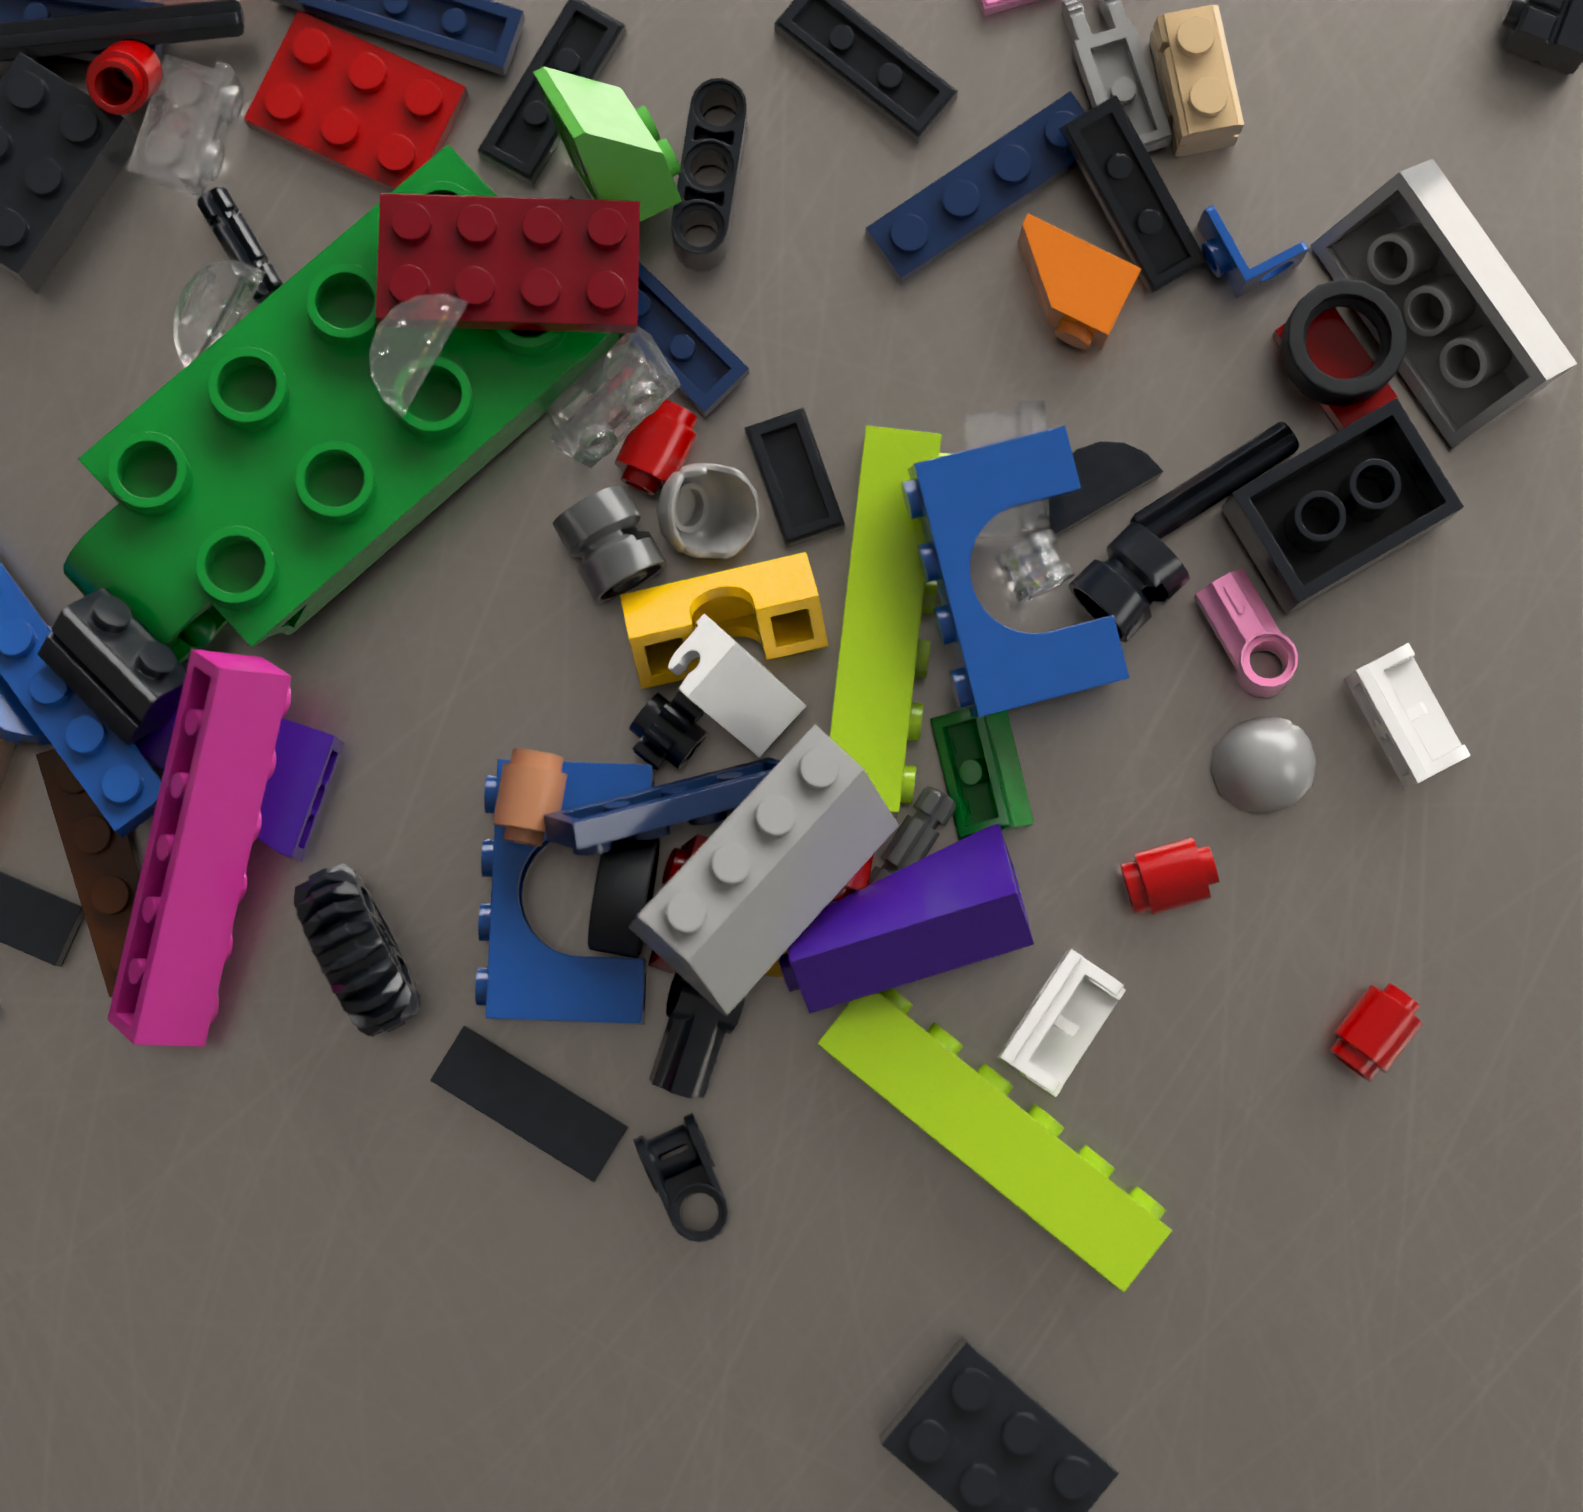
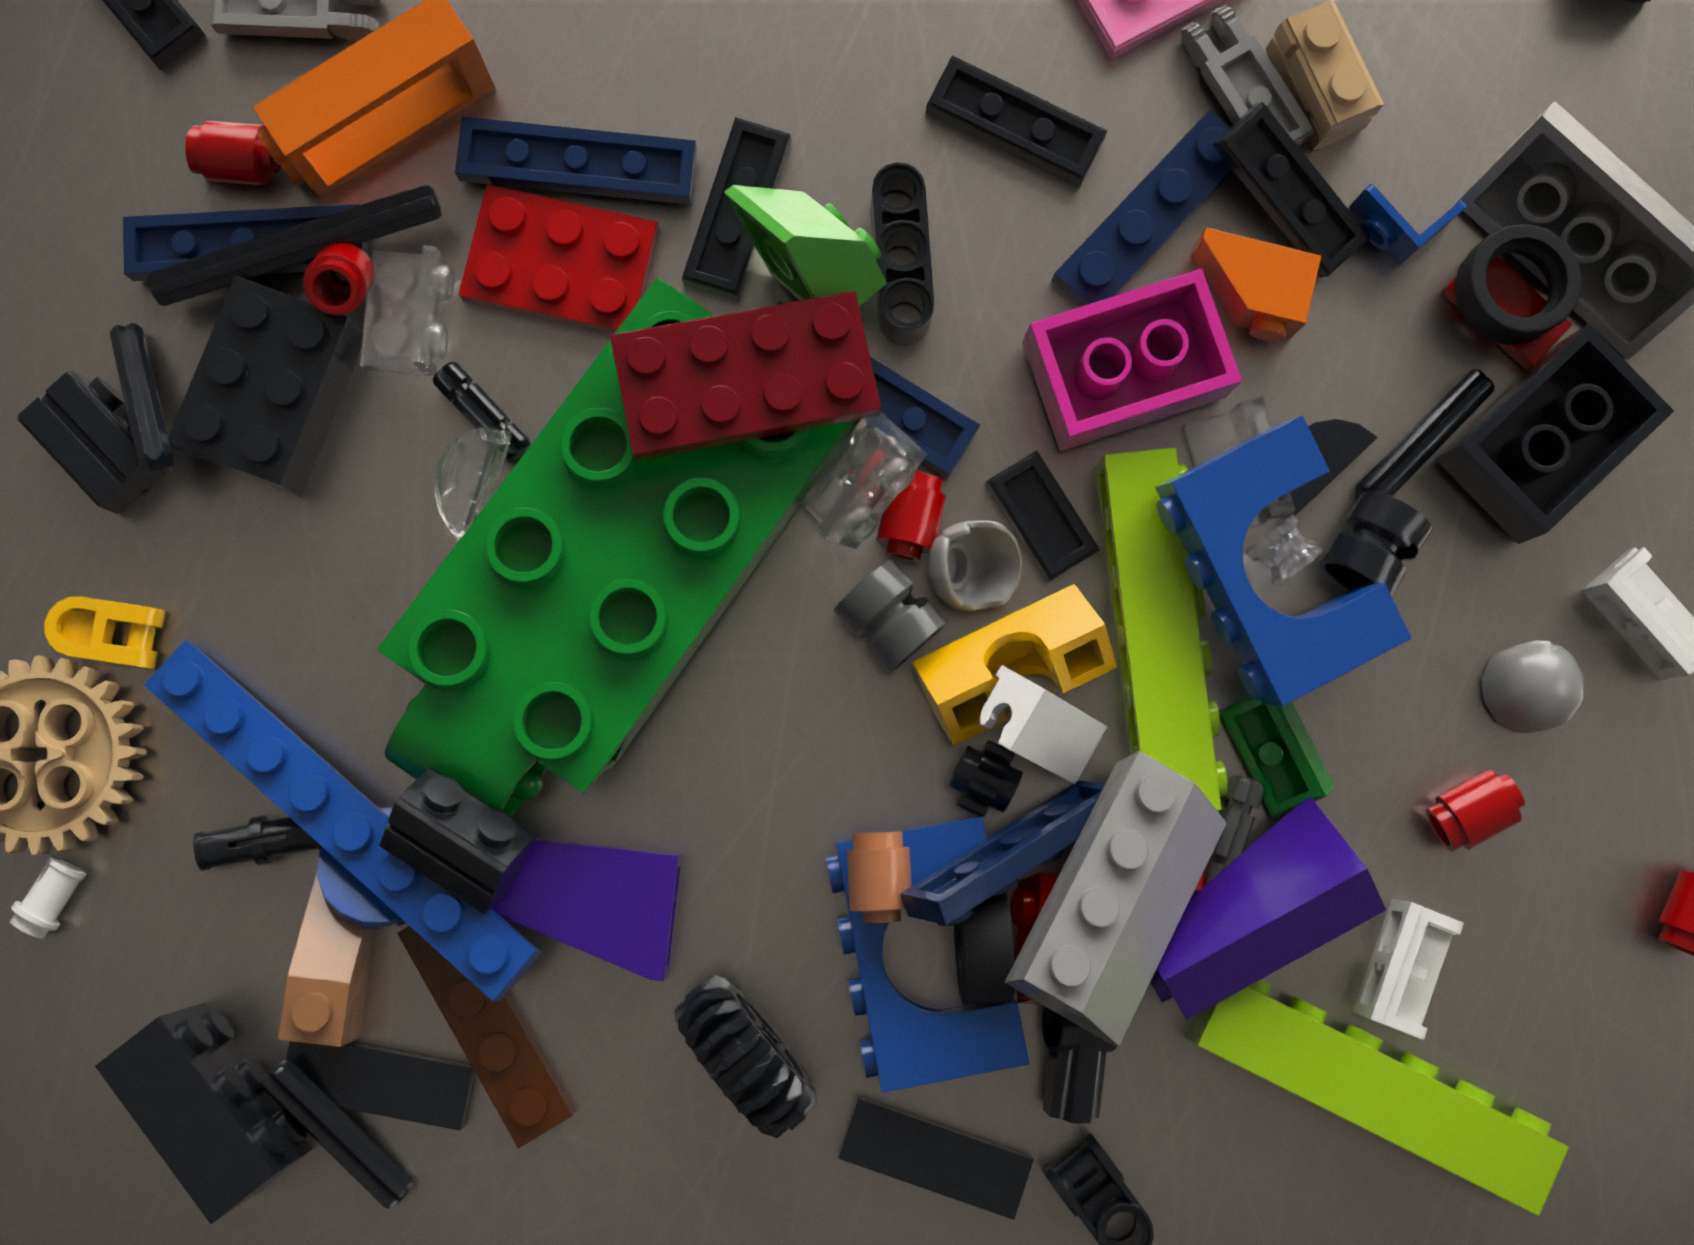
camera: 20 degrees left, 0 degrees up
(199, 848) = (576, 997): dark pink brick -> none
(409, 345) = (673, 472): clear tile -> none
(918, 334) = (1131, 359): none -> dark pink brick
(1246, 628) = (1488, 566): bright pink piece -> none

